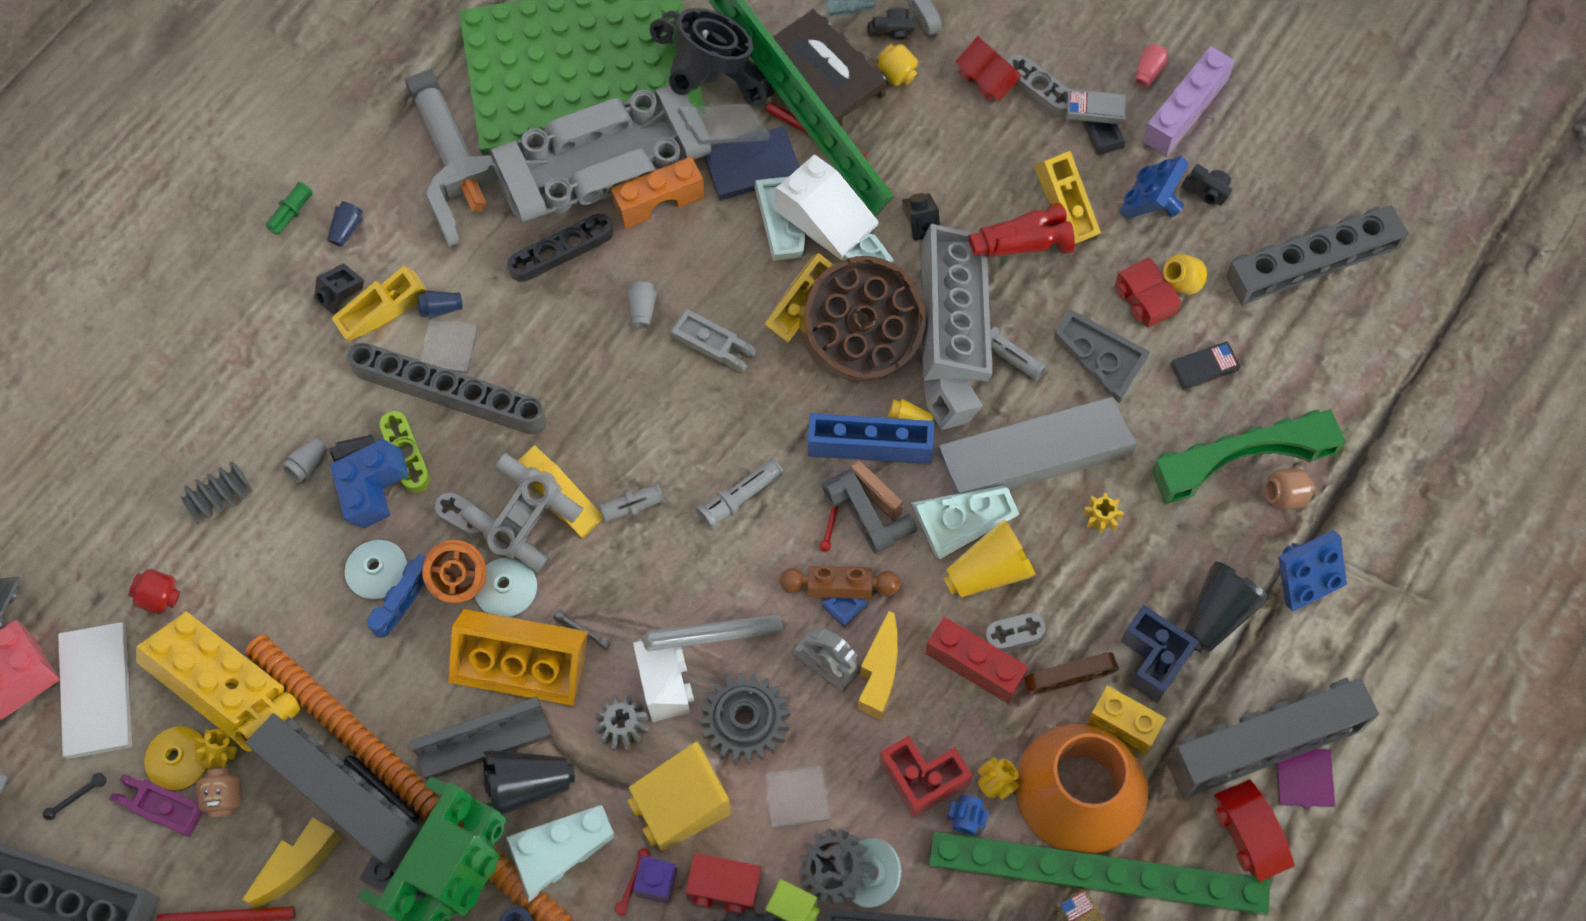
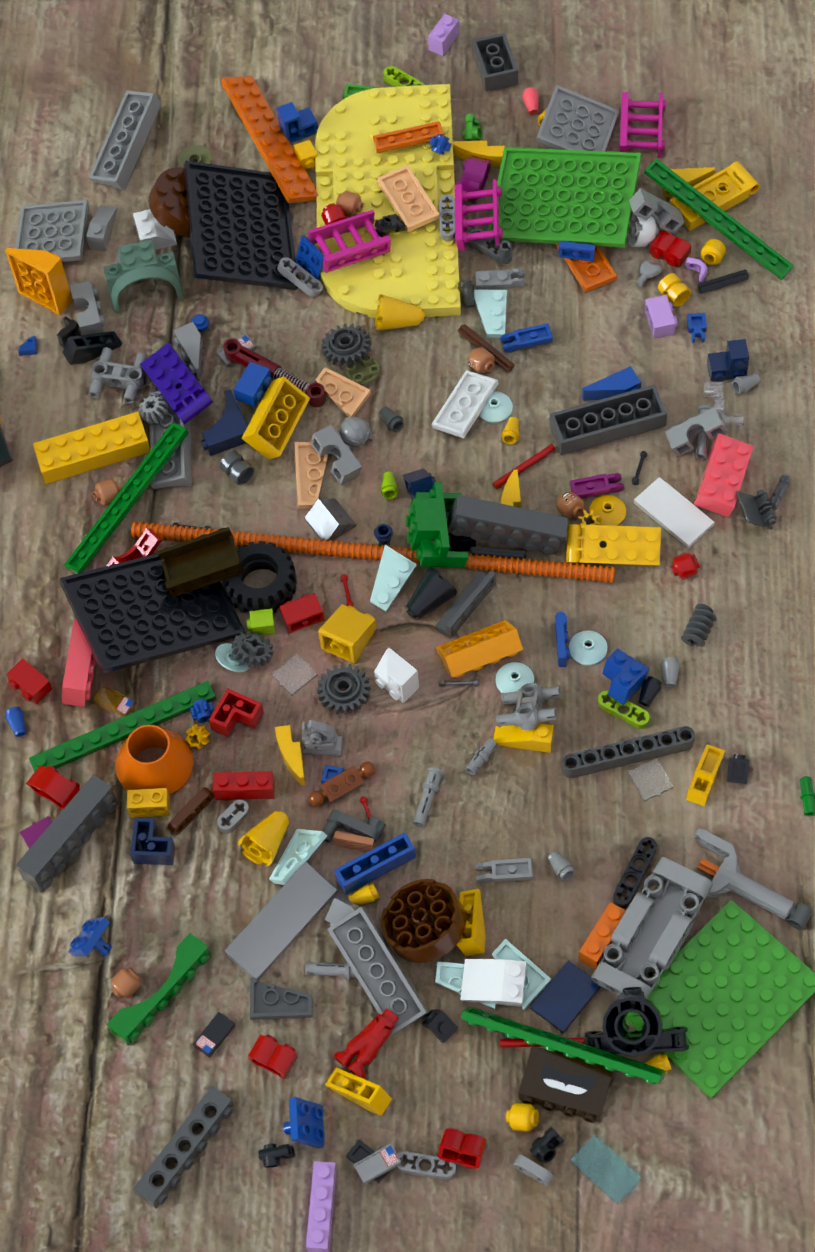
camera: 150 degrees right, 5 degrees down
(344, 222) = (768, 806): dark blue cone -> none
(438, 303) = (674, 794): dark blue cone -> none
(453, 519) = (567, 698): light grey beam -> none
(454, 571) = (541, 661): orange cone -> none
(633, 722) = (410, 646): light grey gear -> none
(655, 880) = (334, 593): dark purple brick -> none
(711, 632) = (383, 705): light grey axle -> none
(723, 124) = (593, 995): clear piece -> none
(1095, 515) = (222, 911): yellow gear -> none
(1151, 64) = (362, 1225): coral cone -> none
(1185, 273) = (256, 1078): yellow head -> none
(1222, 606) = (128, 891): black cone -> none

